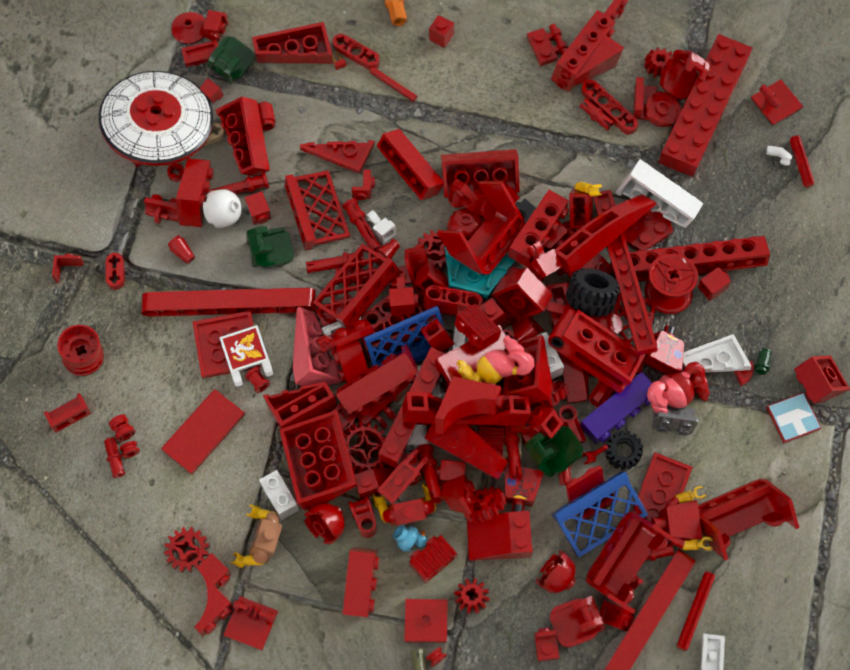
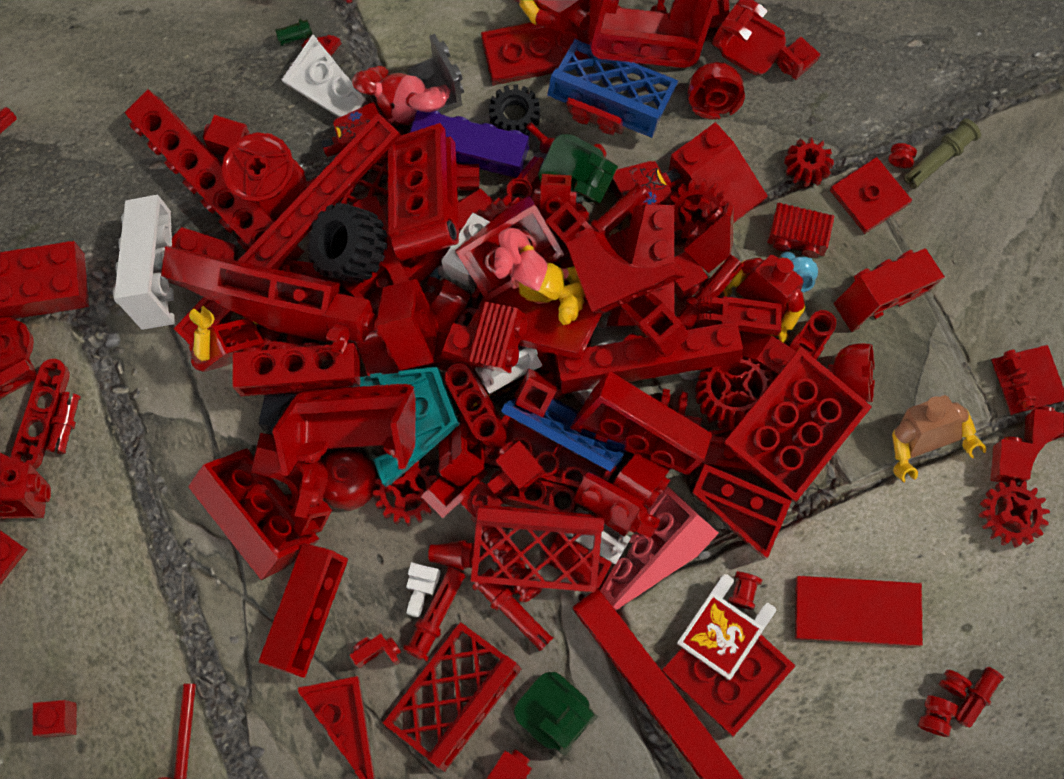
camera: 125 degrees left, 5 degrees up
(279, 495) = (866, 452): white brick -> none

